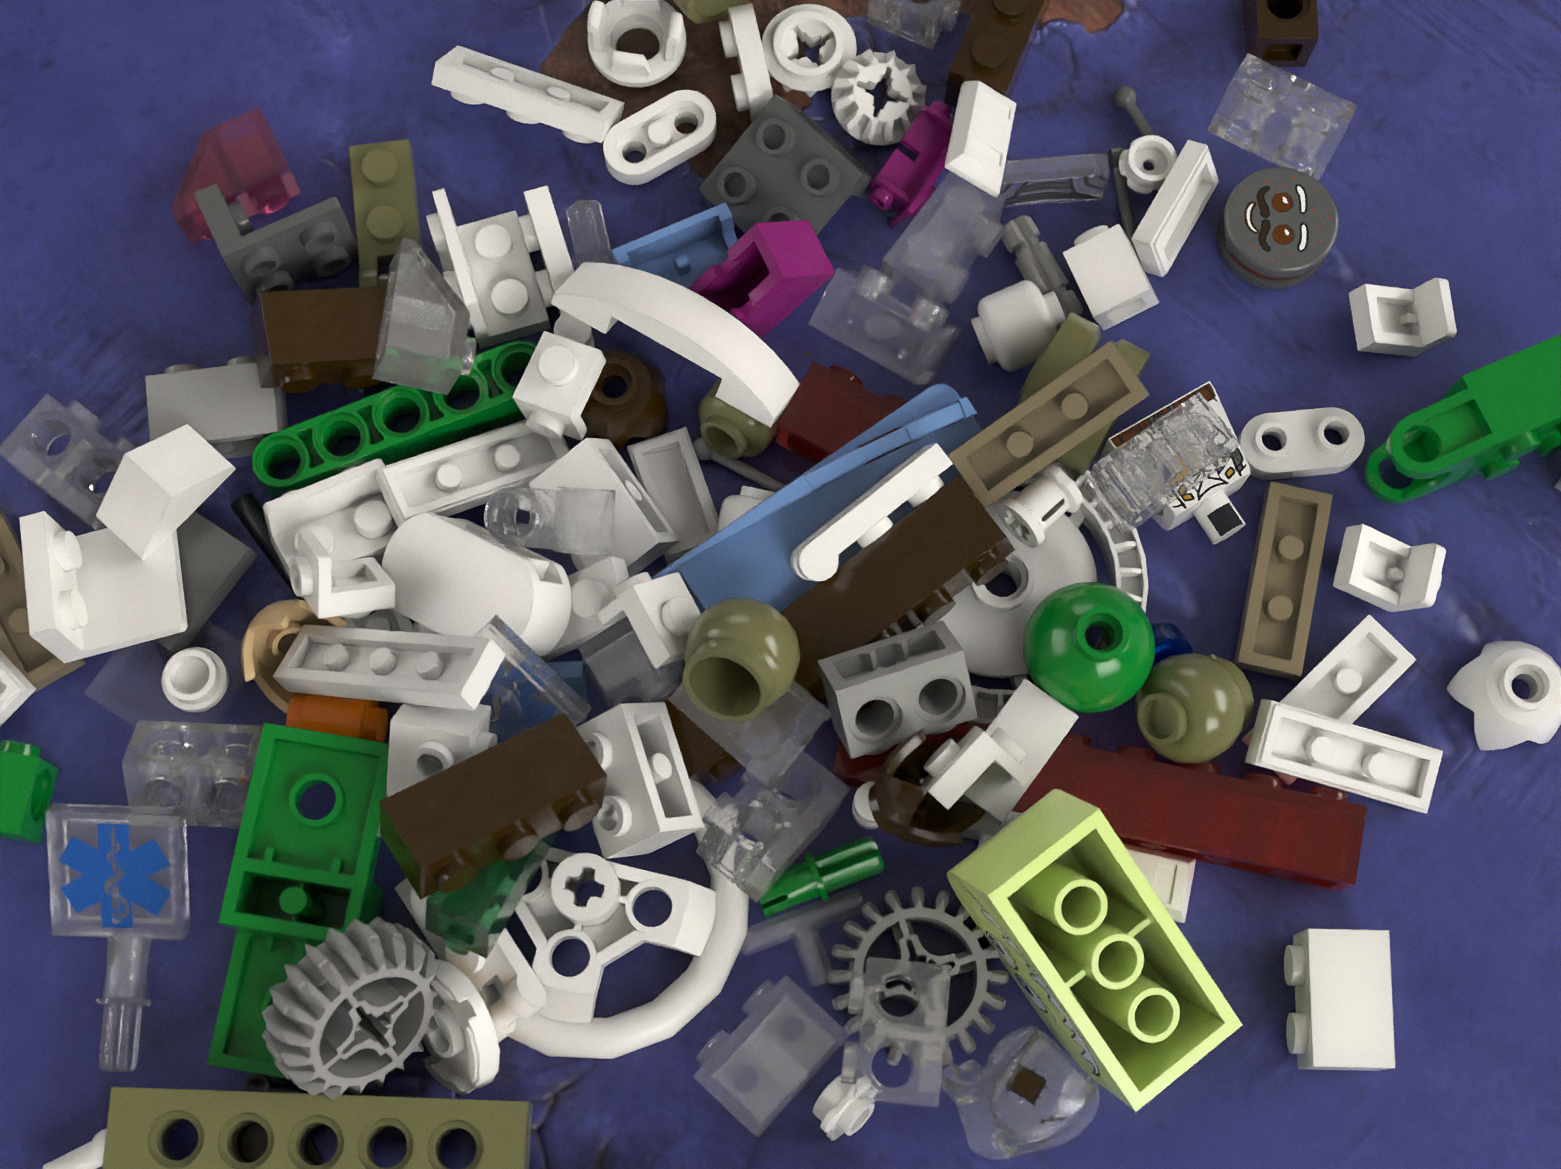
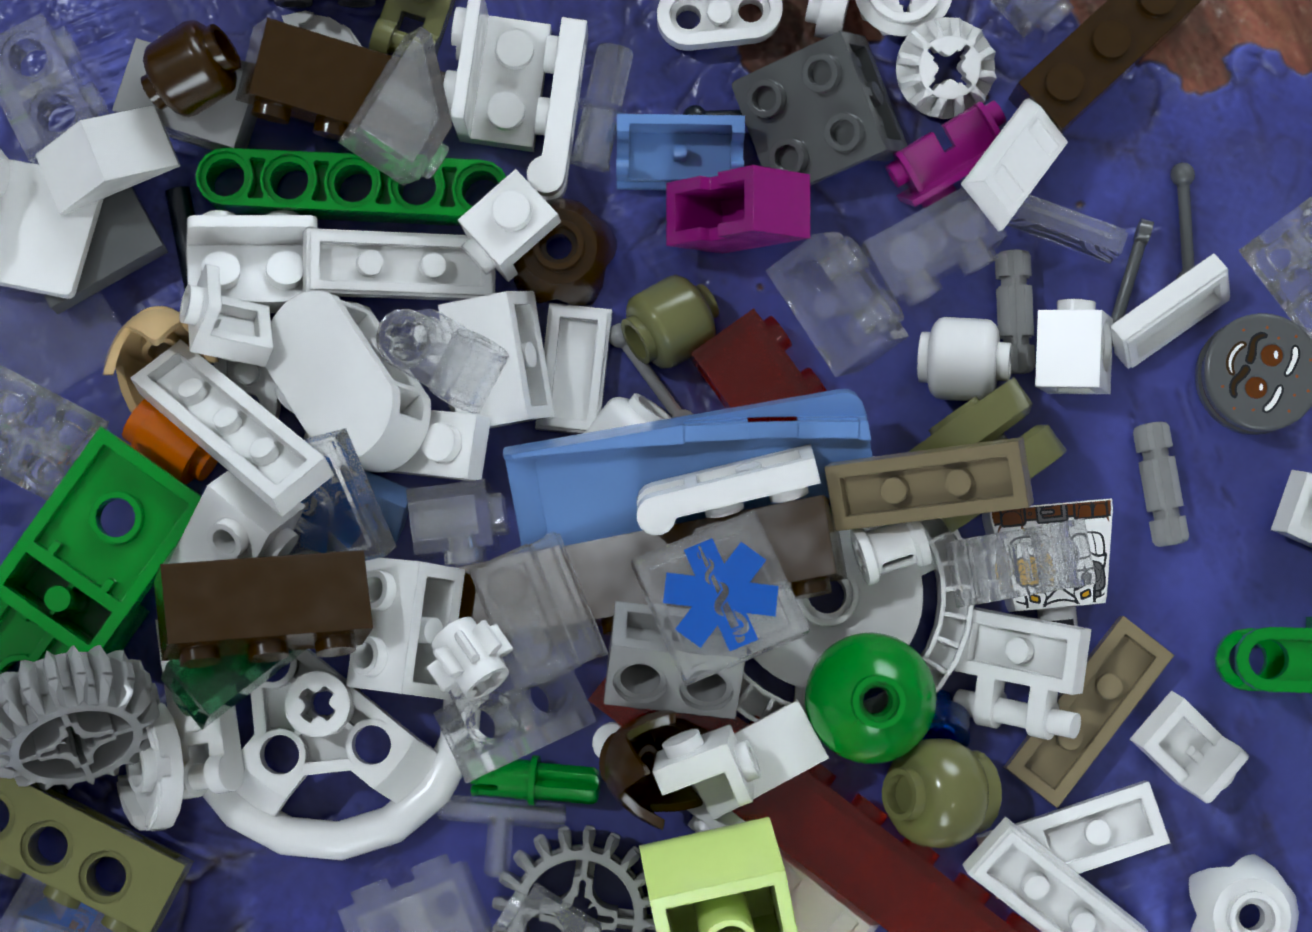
camera: 25 degrees right, 10 degrees up
(195, 679) = (62, 344): white plate -> none
(207, 373) = (190, 68): none -> dark brown head
(658, 611) = (491, 499): white bracket -> none
(687, 324) = (646, 224): white slope -> none
(708, 771) = (469, 658): none -> white gear
(739, 658) = (540, 576): olive piece -> none
(912, 604) = (719, 597): none -> clear tile
(1142, 150) = (1169, 239): white plate -> none
(1202, 548) = (1028, 653): none -> white plate
(1242, 359) = (1161, 484): none -> light grey axle
(1302, 443) = (1174, 589): white plate -> none

